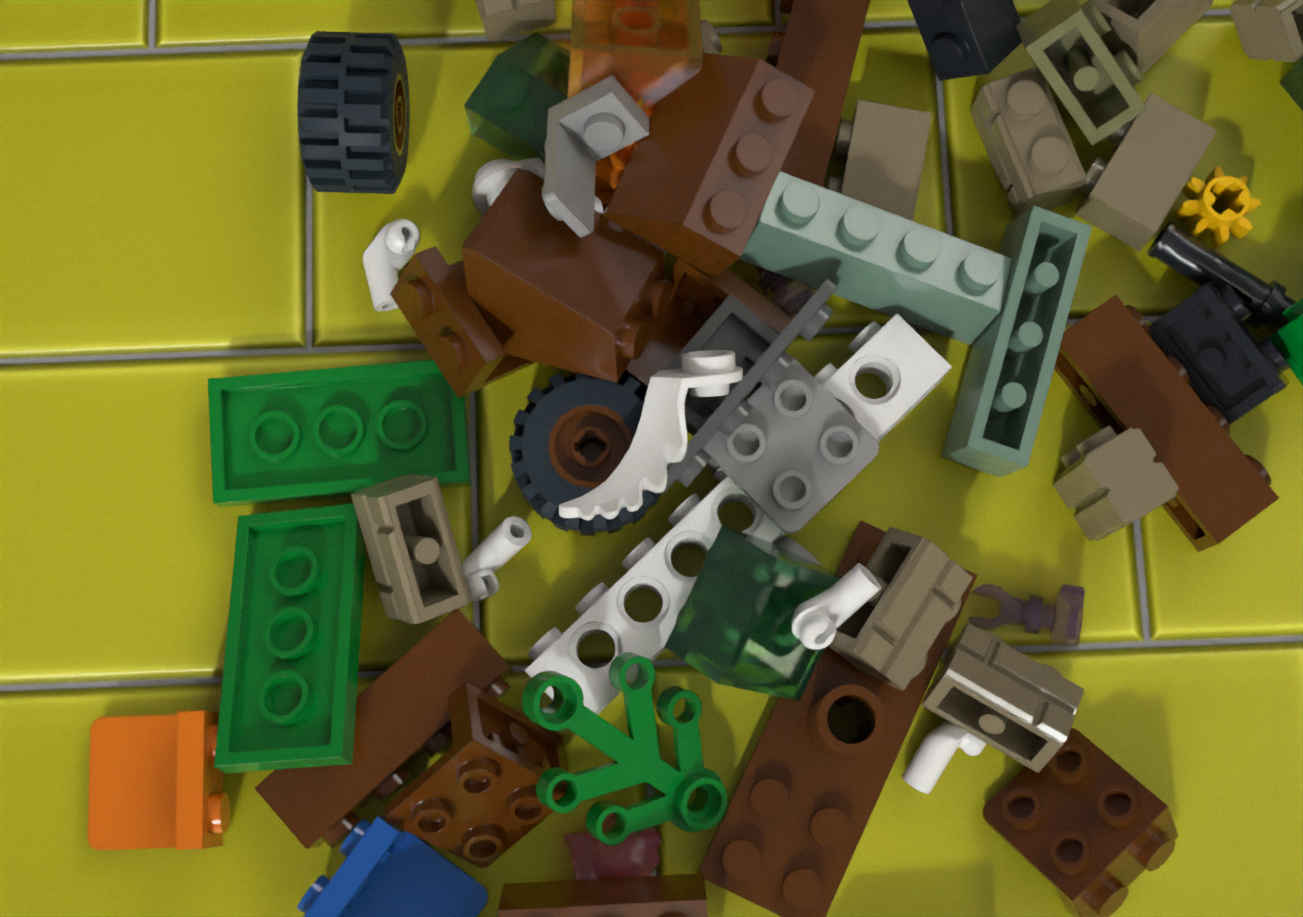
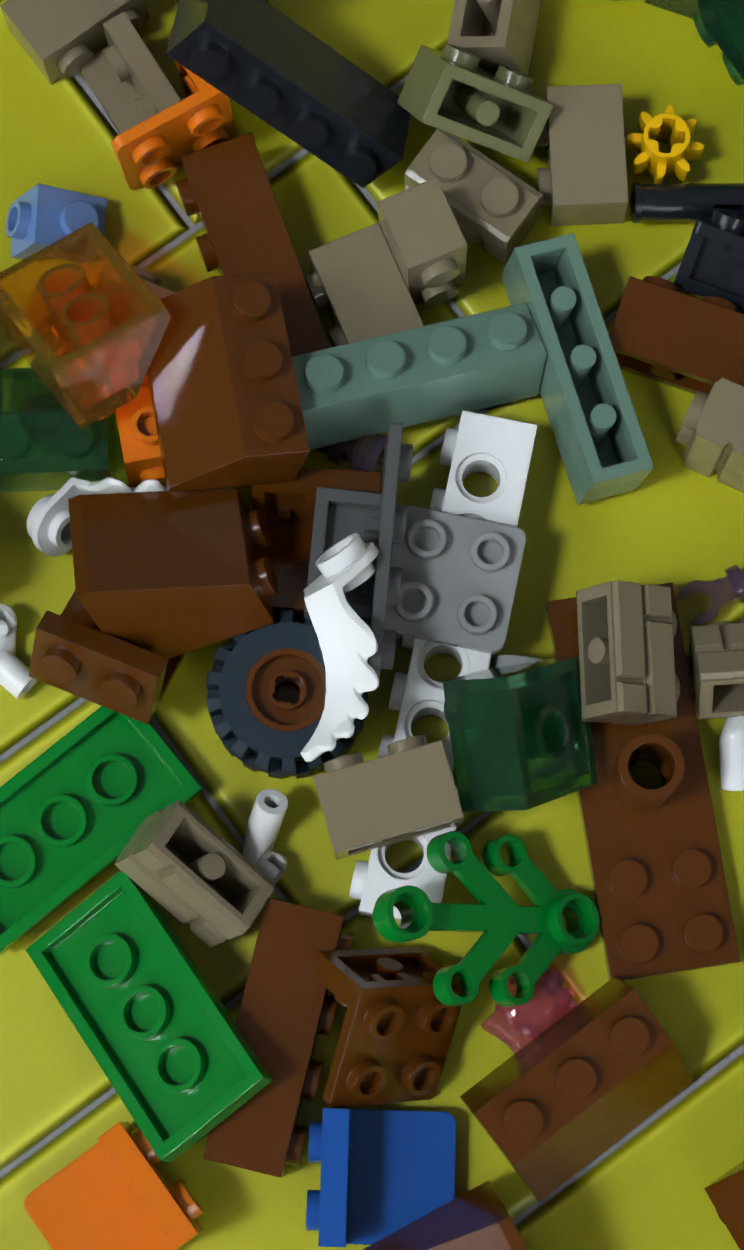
camera: 30 degrees left, 0 degrees up
(577, 137) = (103, 434): light grey bracket -> none
(610, 591) = (388, 796): none -> dark tan brick
(821, 615) = (570, 702): white arm -> none
(960, 153) = (425, 242): none -> dark tan brick

